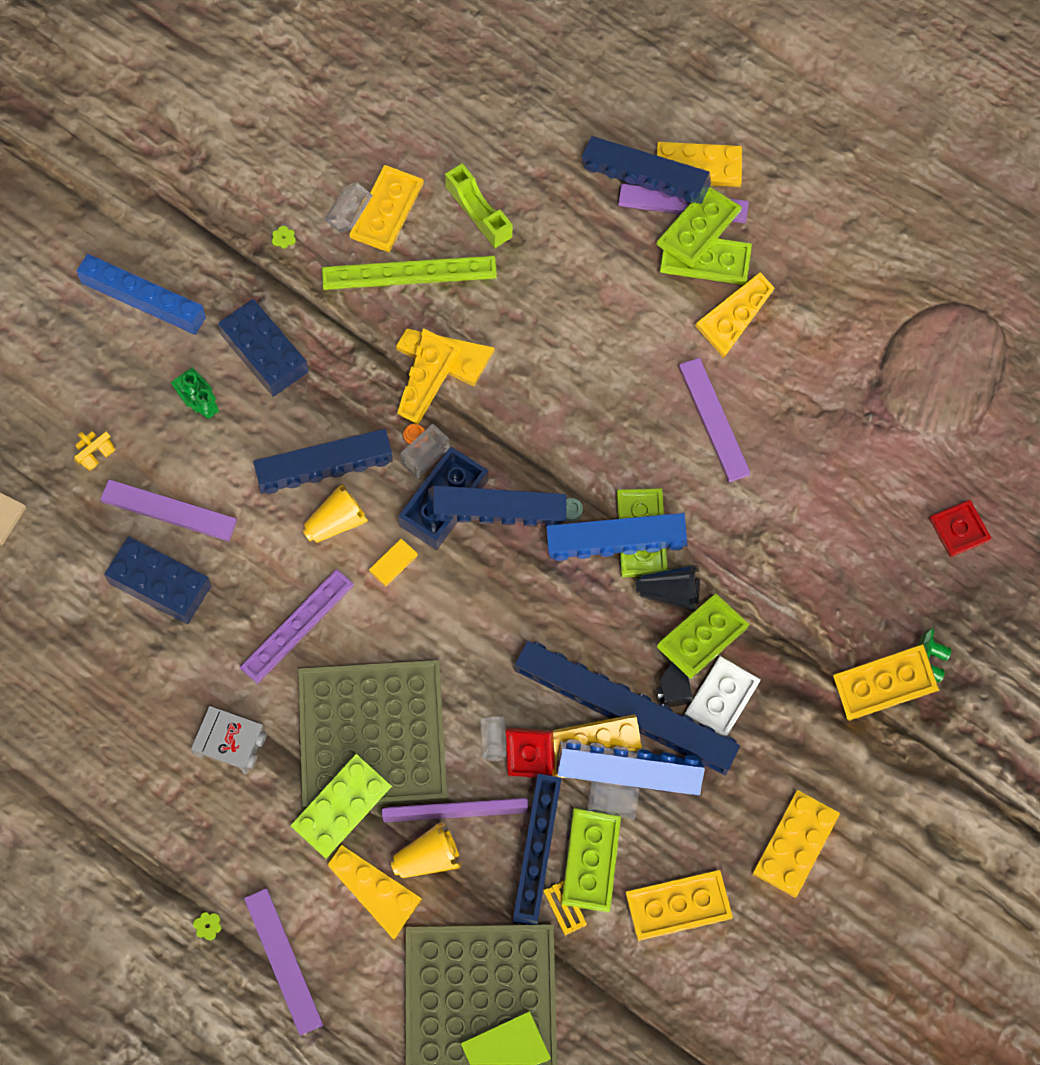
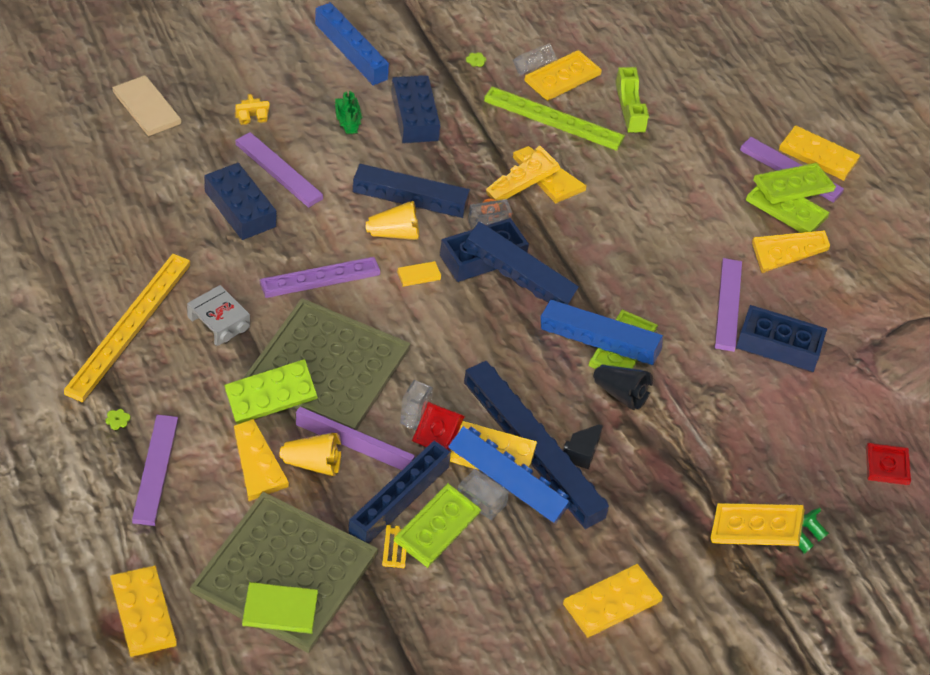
camera: 25 degrees right, 20 degrees down
(145, 809) = (126, 328): none -> yellow plate
(573, 509) = (579, 302): sand green tile -> none
(646, 170) = (775, 132): dark blue brick -> none
(678, 905) = (487, 589): yellow plate -> none
(703, 636) = (626, 423): lime plate -> none
(722, 697) = (619, 475): white tile -> none
(790, 438) = (781, 338): none -> dark blue brick

